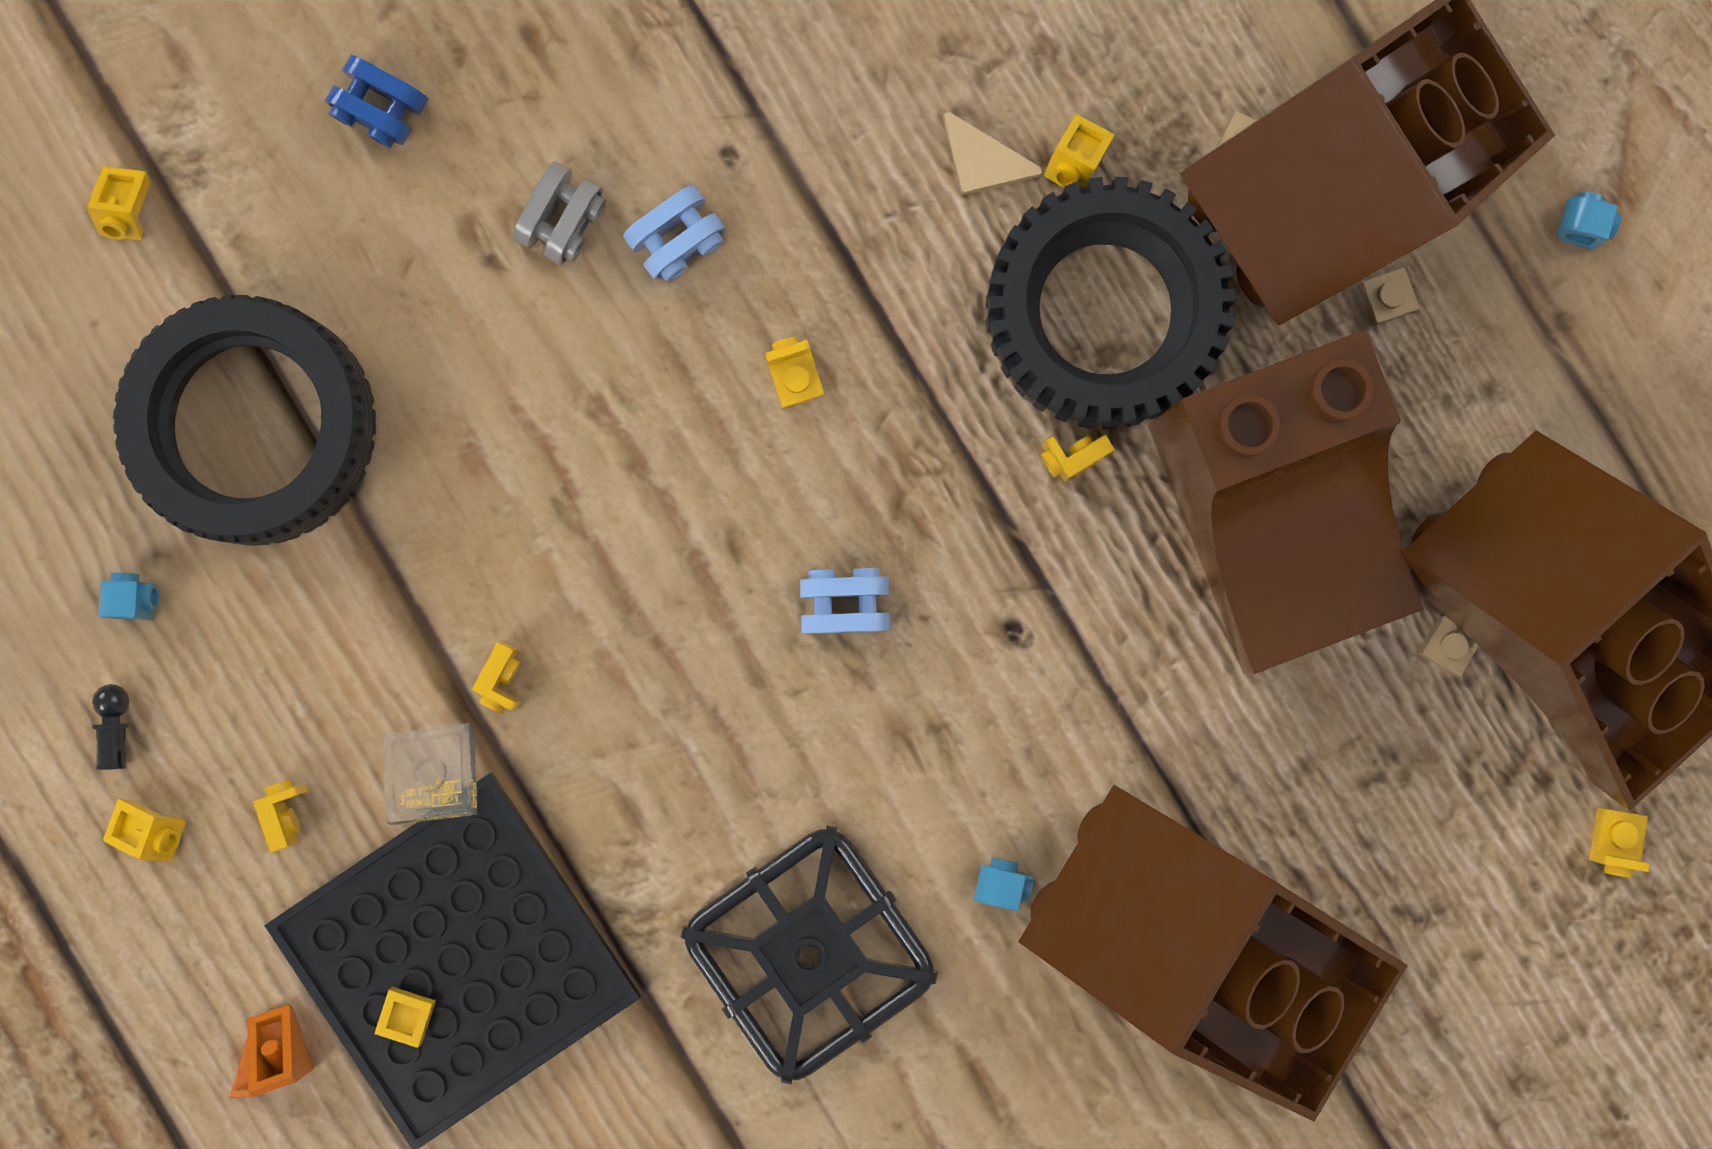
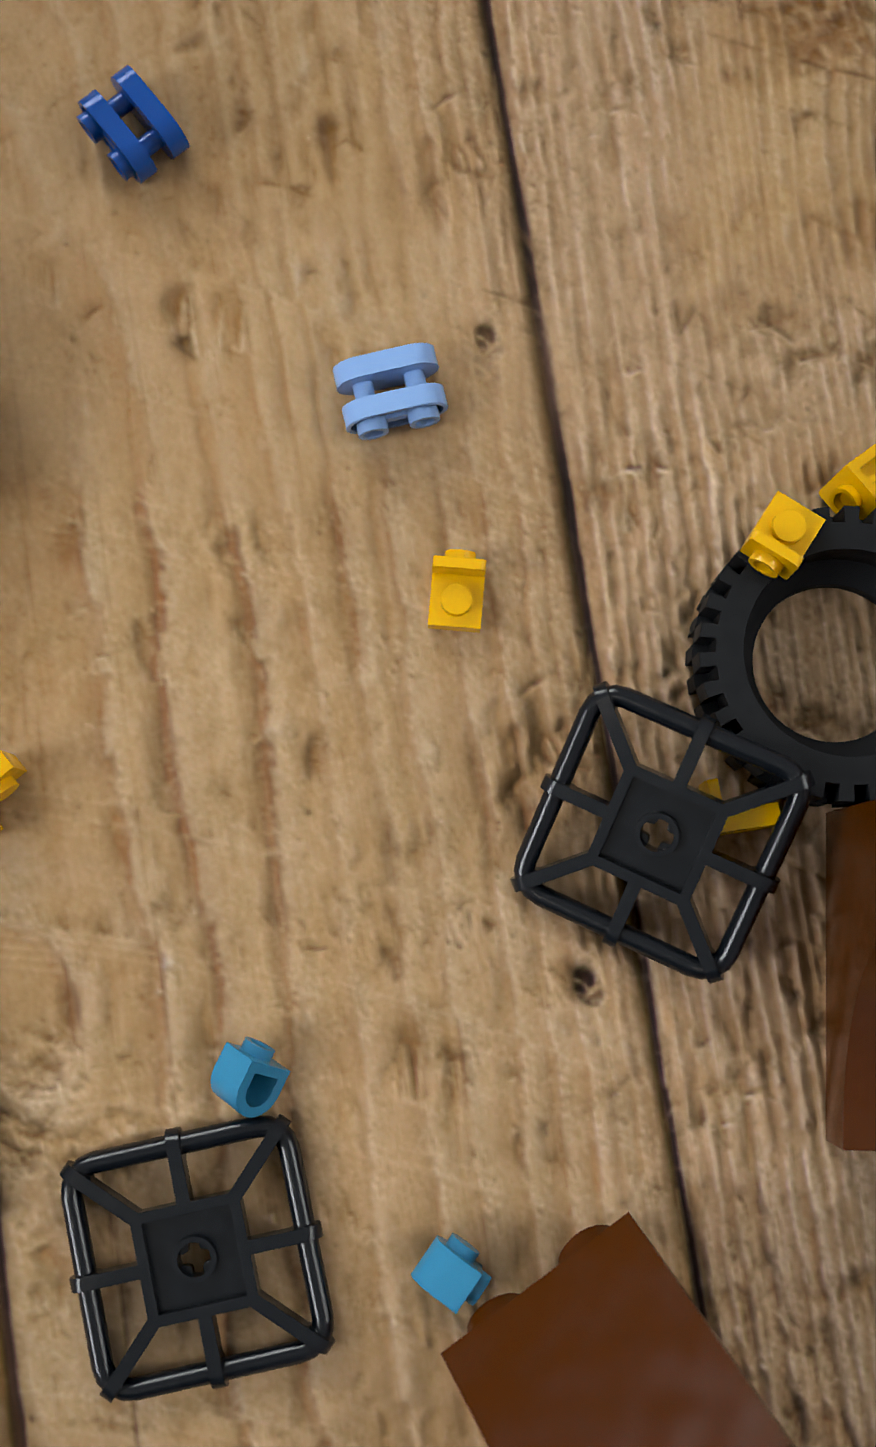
camera: 20 degrees right, 5 degrees down
(583, 206) = (302, 322): light grey brick -> none
(791, 807) = (248, 1077): none -> dark azure plate
(824, 586) = (391, 840): light blue brick -> none
(983, 161) = (758, 450): tan tile -> none
(1026, 232) = (781, 537): none -> yellow bracket
(1045, 474) = (692, 817): none -> black plate

